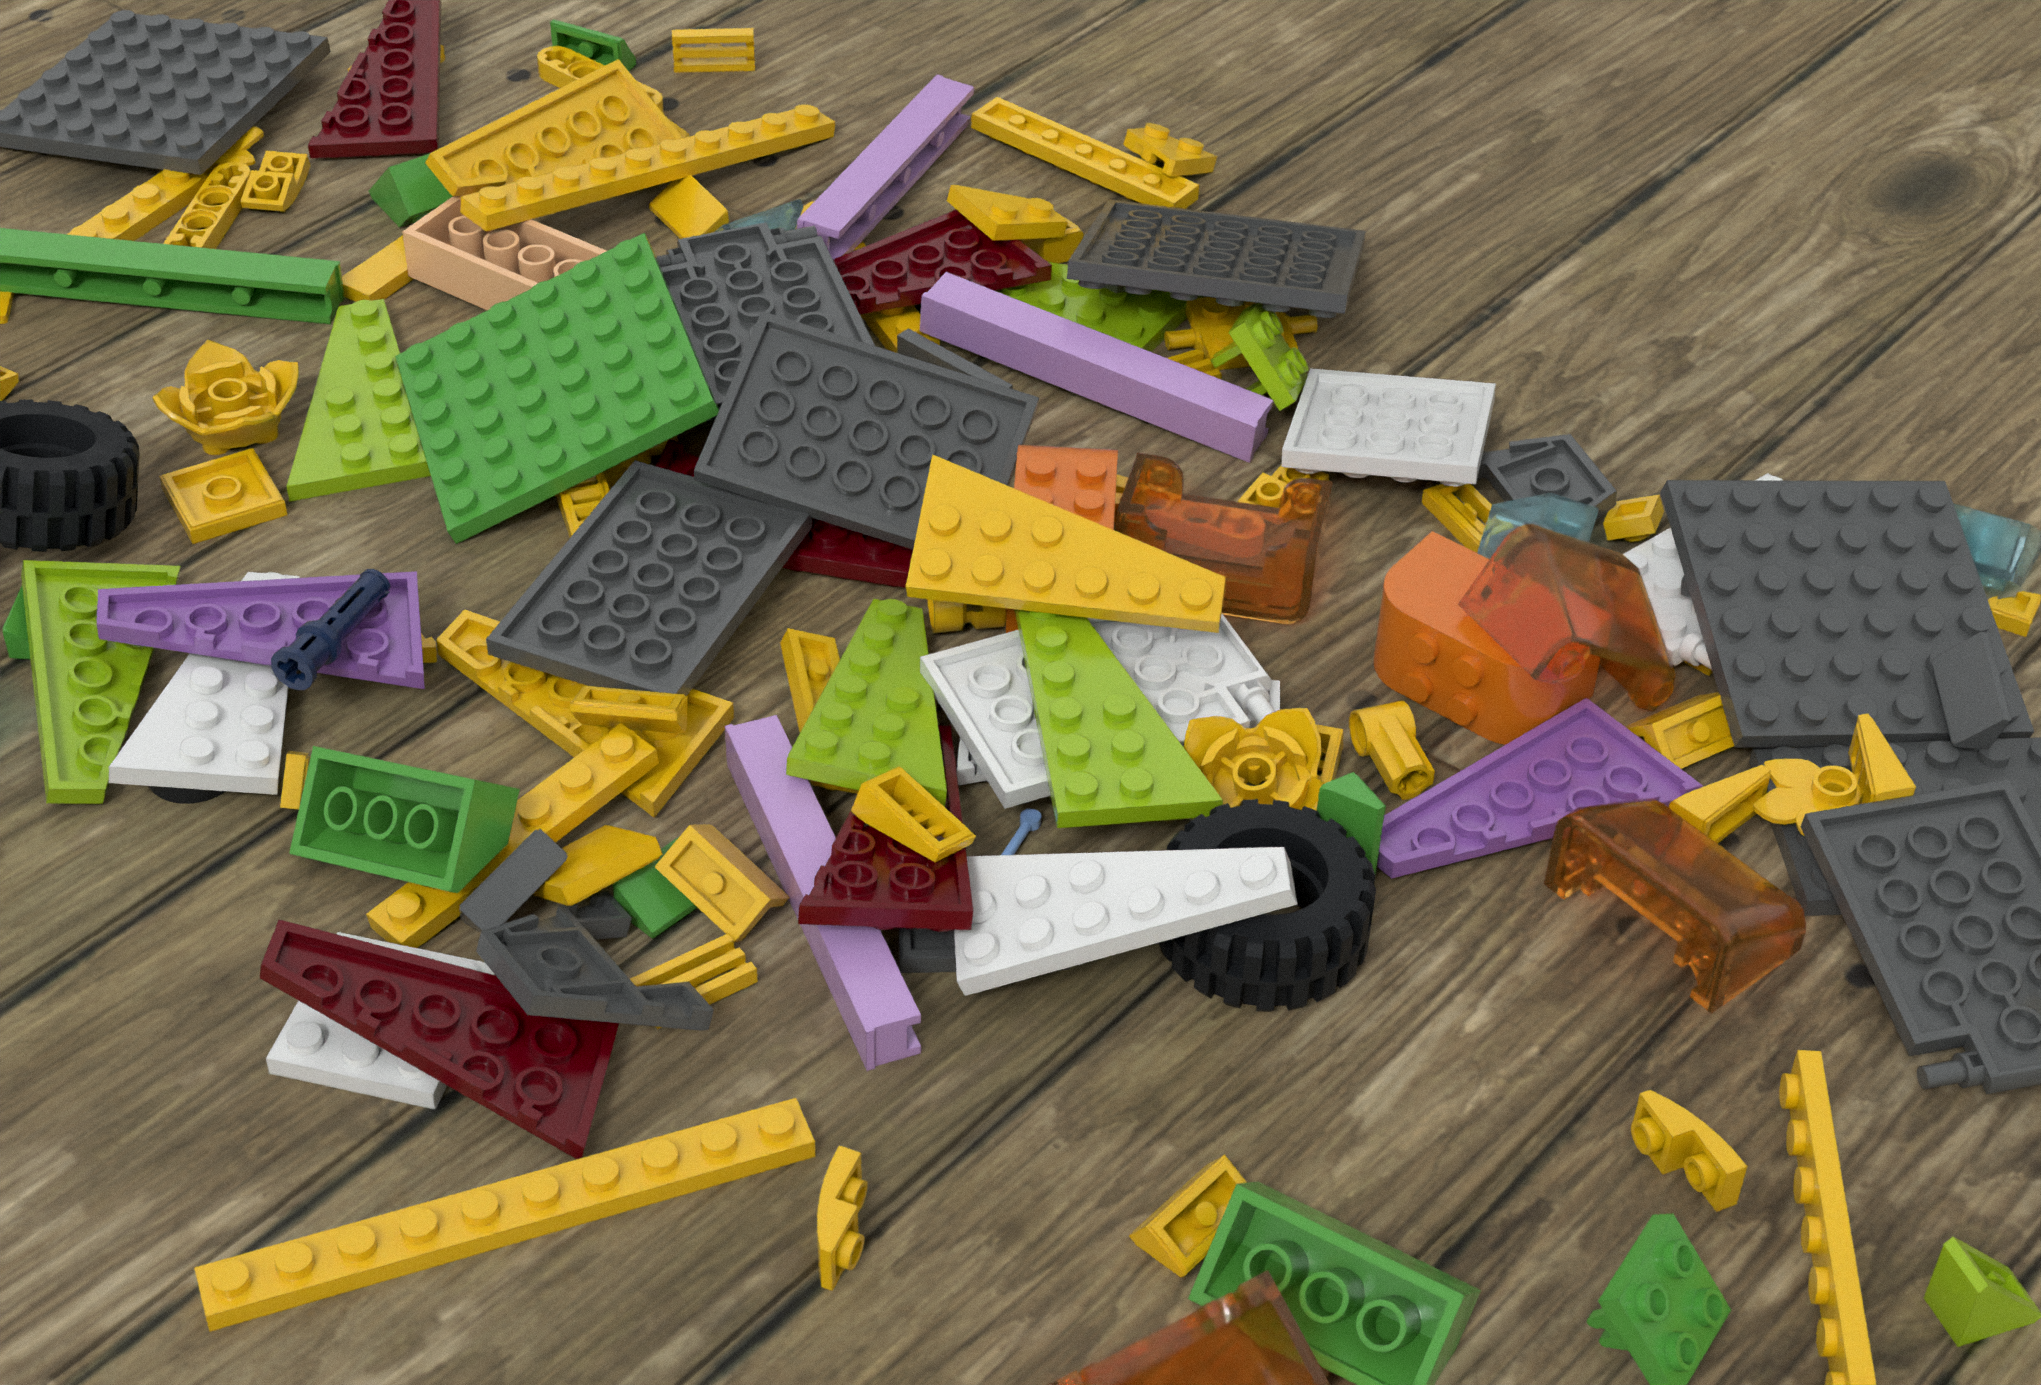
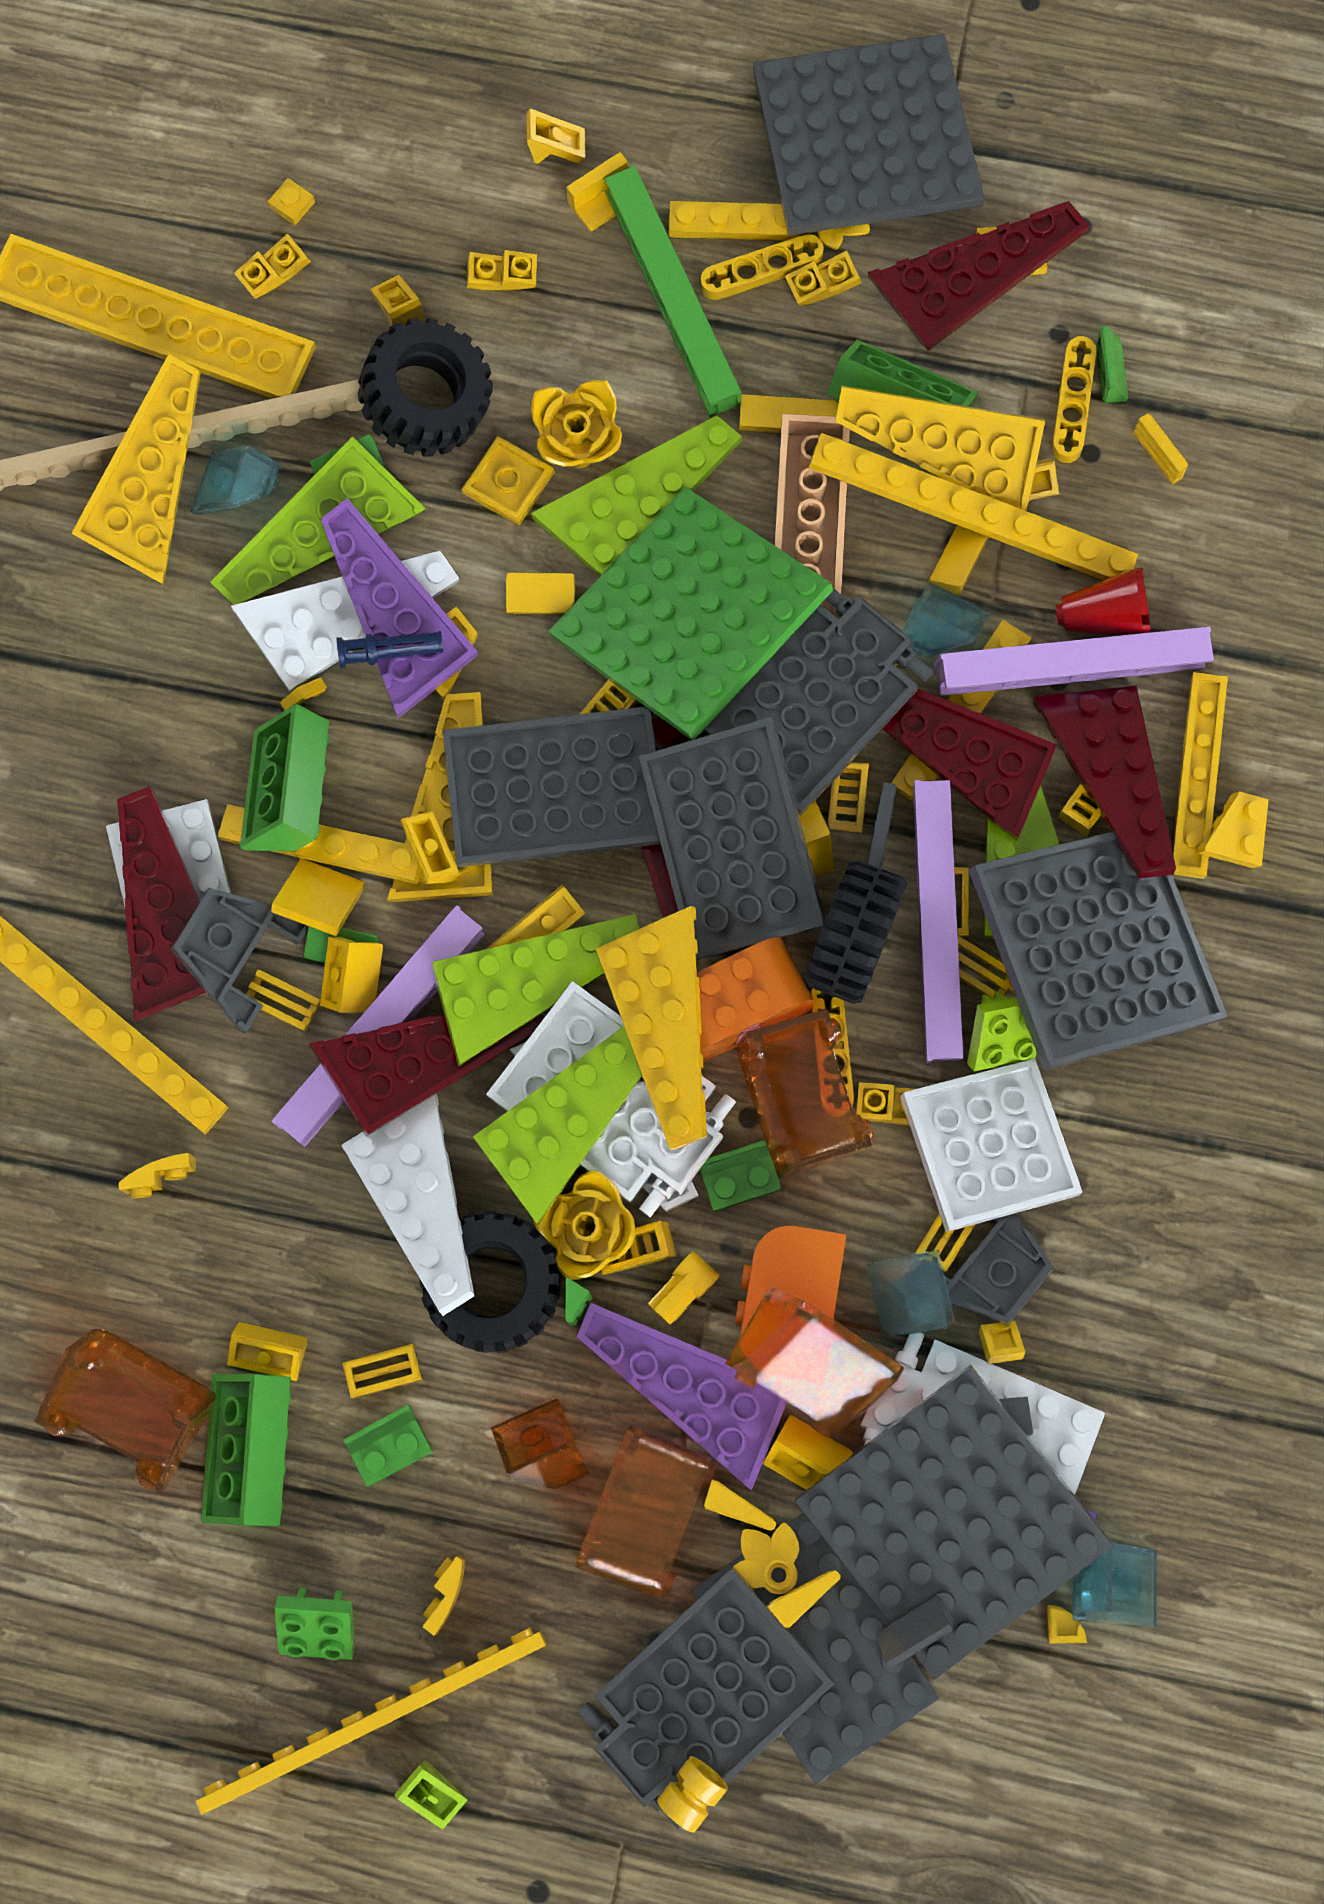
camera: 65 degrees right, 35 degrees up
(390, 520) = (539, 593): none -> yellow slope
(512, 882) = (278, 869): dark grey slope -> none
(851, 118) = (1108, 606): none -> red cone
(902, 807) = (436, 1064): yellow slope -> none
(1007, 215) = (1054, 778): yellow wing -> none
(1029, 821) = (451, 1113): light blue hinge -> none
(1063, 184) = (1114, 763): none -> dark red wing
(1078, 369) = (855, 931): none -> black tyre
(1284, 646) = (739, 1176): none -> bright green plate
(1302, 1131) = (411, 1363): none -> yellow tile
(1426, 1136) = (388, 1446): none -> bright green plate
(1525, 952) = (540, 1447): none -> clear orange slope

